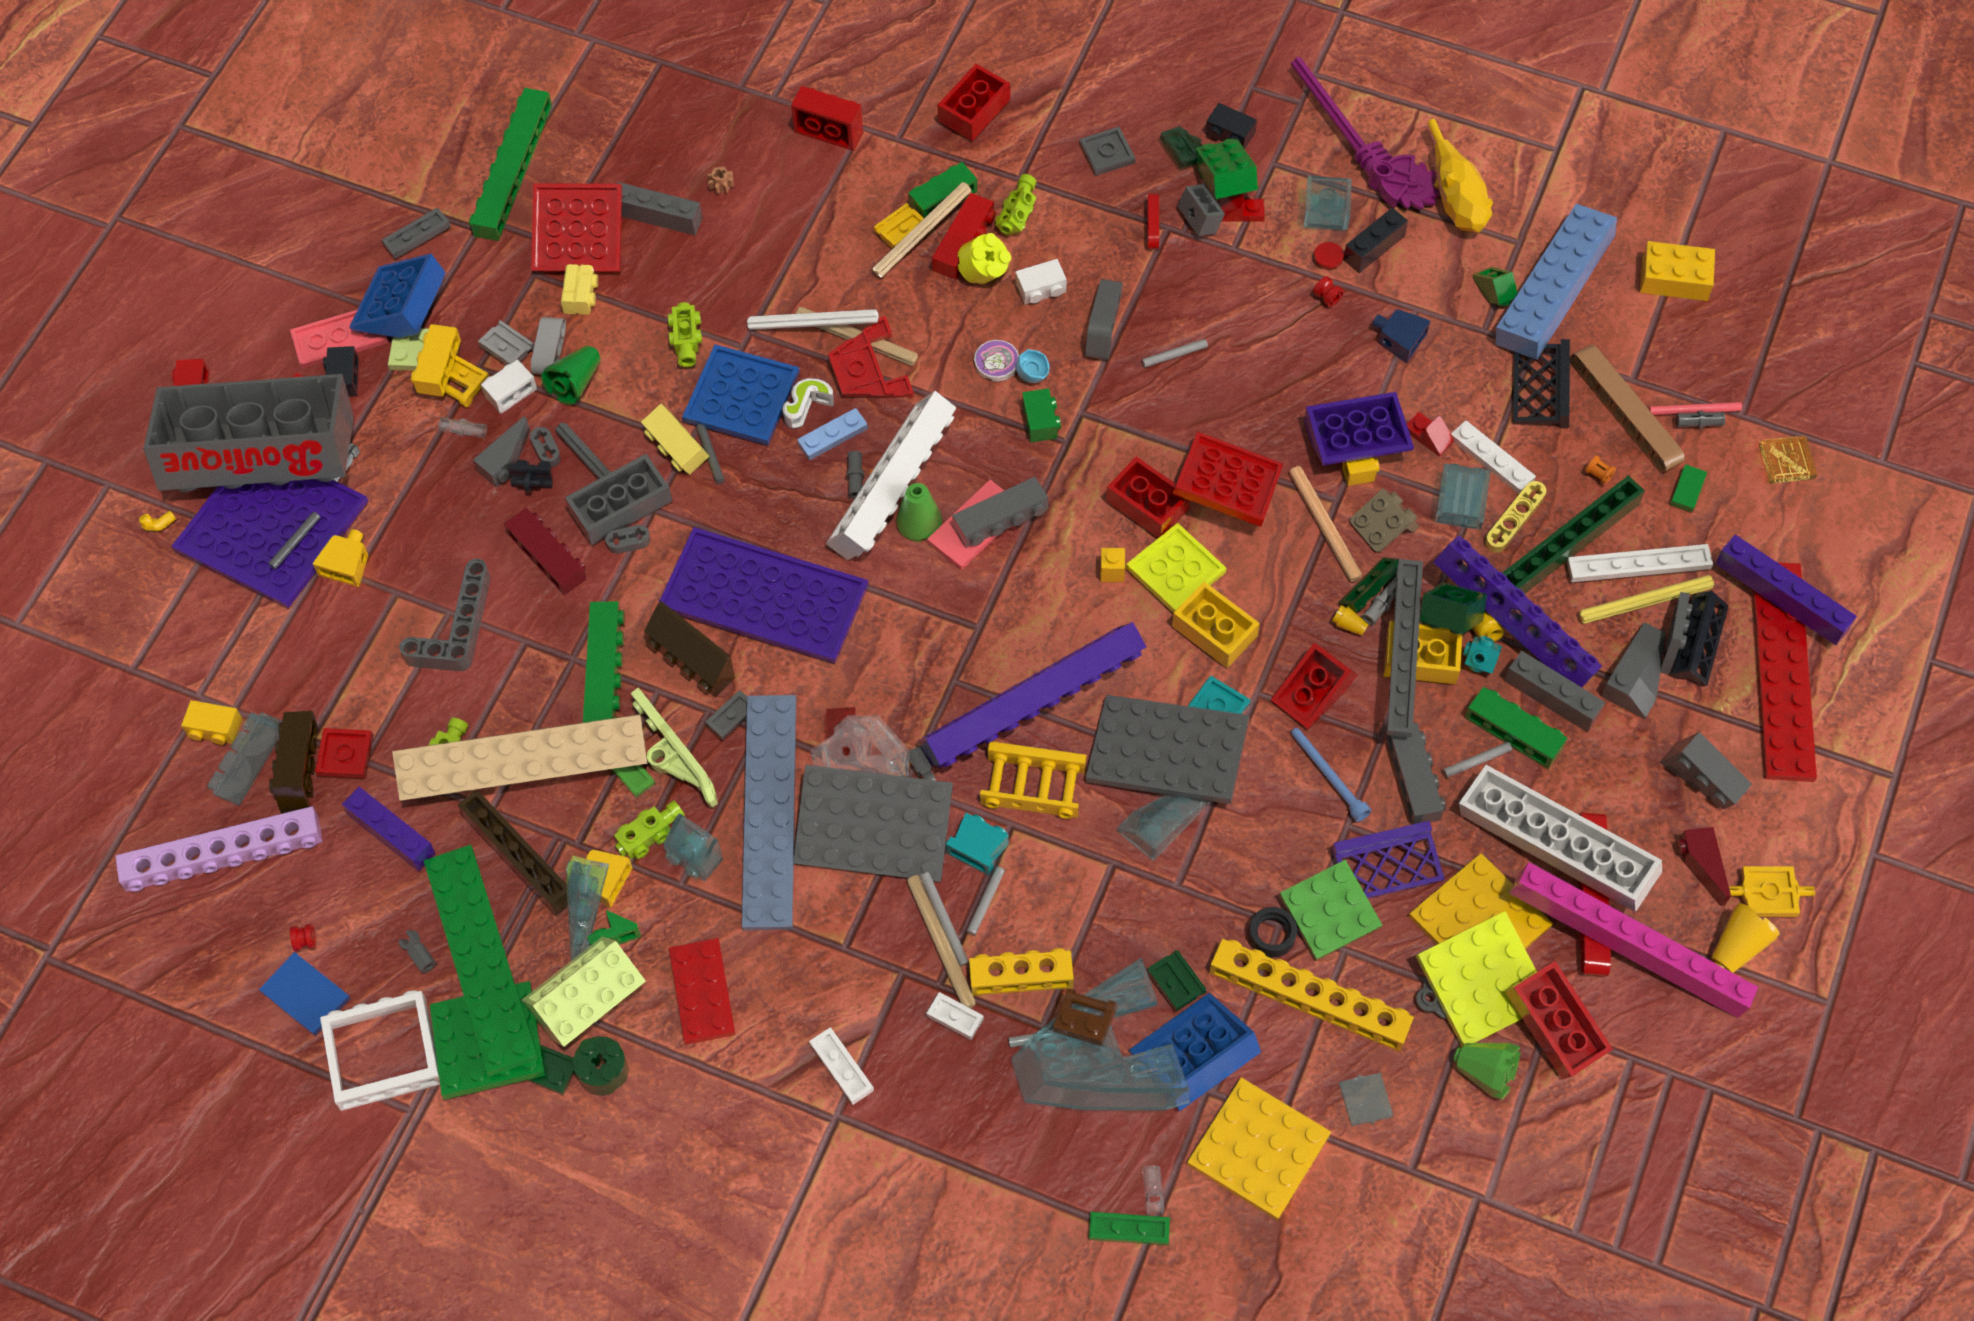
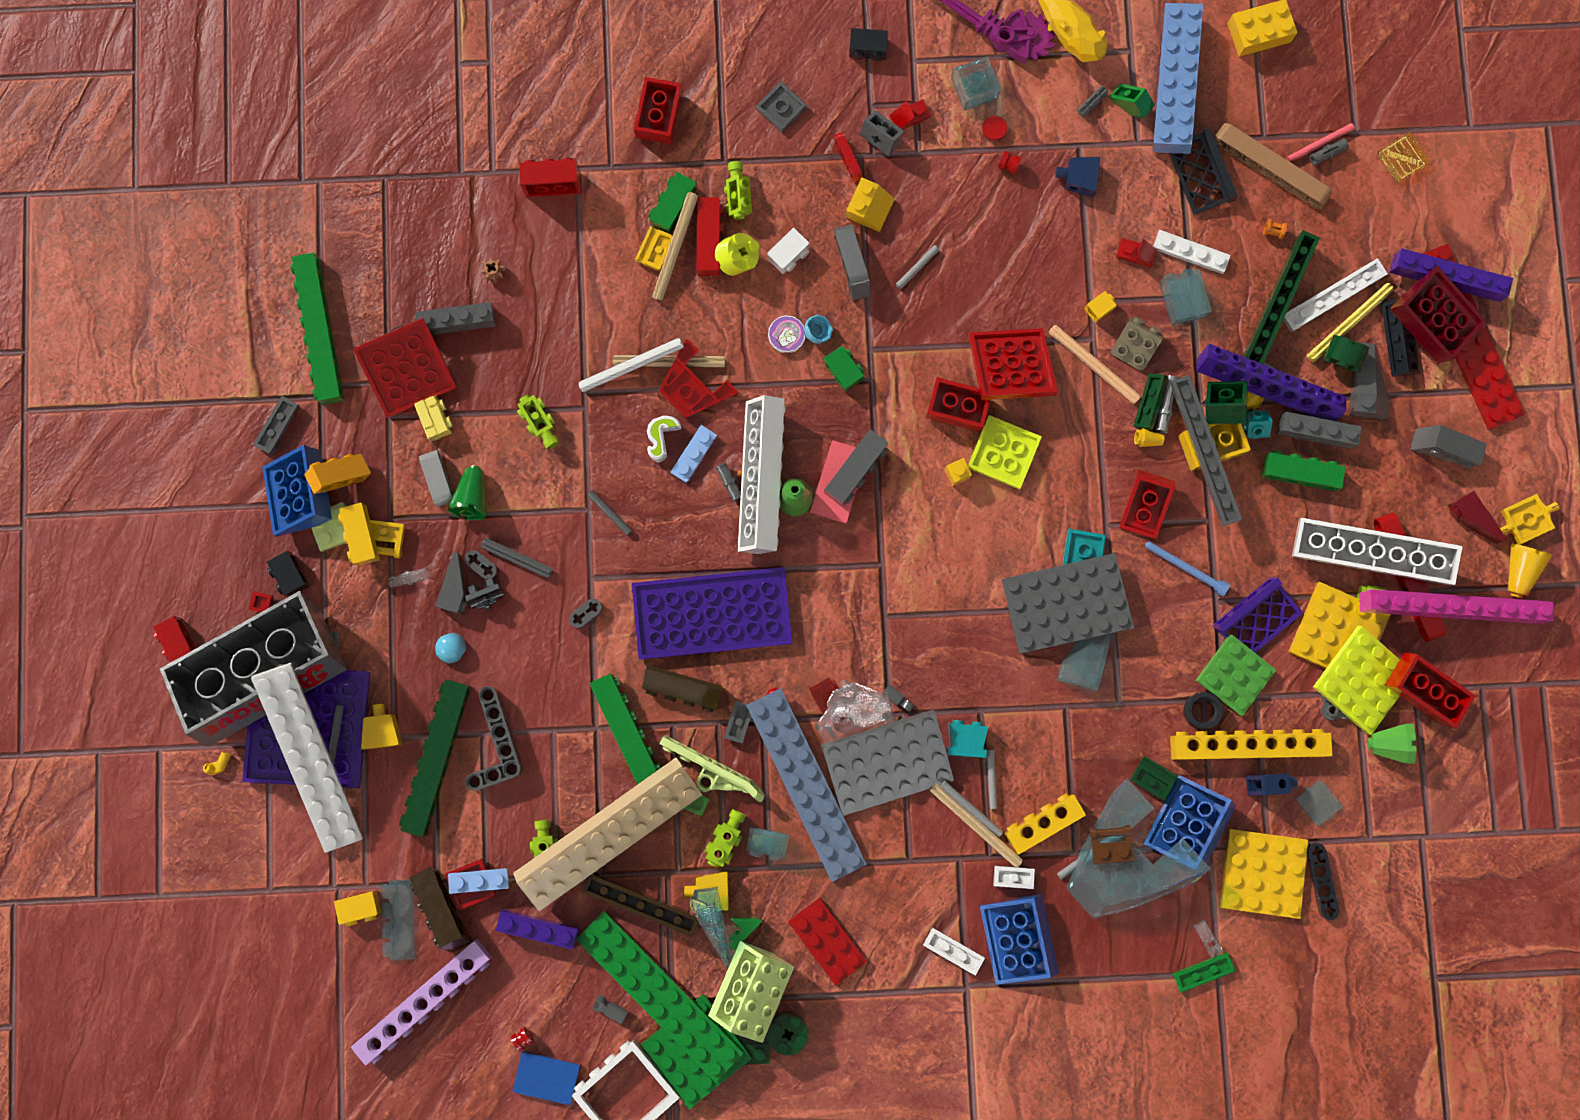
camera: 25 degrees left, 20 degrees up
(251, 538) = (307, 757): none -> white plate
(314, 338) = (258, 547): coral tile -> none
(355, 749) = (478, 880): none -> light blue plate
(383, 610) = (435, 758): none -> dark green brick
(449, 293) = (337, 473): none -> light orange brick
(465, 511) = (450, 647): none -> medium azure hair
(506, 343) = (402, 491): light grey plate -> none
(508, 386) = (425, 527): white brick -> none
(545, 551) = (529, 653): dark red brick -> none
(618, 499) = (563, 586): dark grey brick -> none
(674, 440) = (578, 516): light yellow brick -> none
(741, 394) = (607, 452): blue plate -> none
(926, 1087) = (1019, 940): none -> blue slope
(1031, 694) = (952, 609): dark purple brick -> none
(1036, 757) = (987, 654): yellow fence -> none
(1152, 272) = (869, 205): none -> yellow slope
(1181, 145) = (841, 77): clear green wing -> none
(1215, 624) = (1056, 488): yellow brick -> none
(1226, 168) = (886, 88): green brick -> none
(1314, 1044) = (1270, 784): none -> dark blue torso
(1325, 1188) = (1326, 880): none -> black beam
(1357, 428) = (1089, 278): dark purple slope -> none
(1375, 240) = (1025, 100): black brick -> none
(1416, 777) = (1252, 545): dark grey brick -> none
(1451, 271) = (1092, 101): none -> dark grey axle
(1477, 759) = (1284, 508): light grey bar -> none
(1515, 516) = (1232, 296): light yellow beam -> none
(1622, 620) = (1346, 353): none -> dark green brick
(1678, 626) = (1386, 338): dark grey wing -> none
(1688, 488) = (1343, 214): green tile -> none
(1749, 621) = (1438, 316): none -> dark red slope

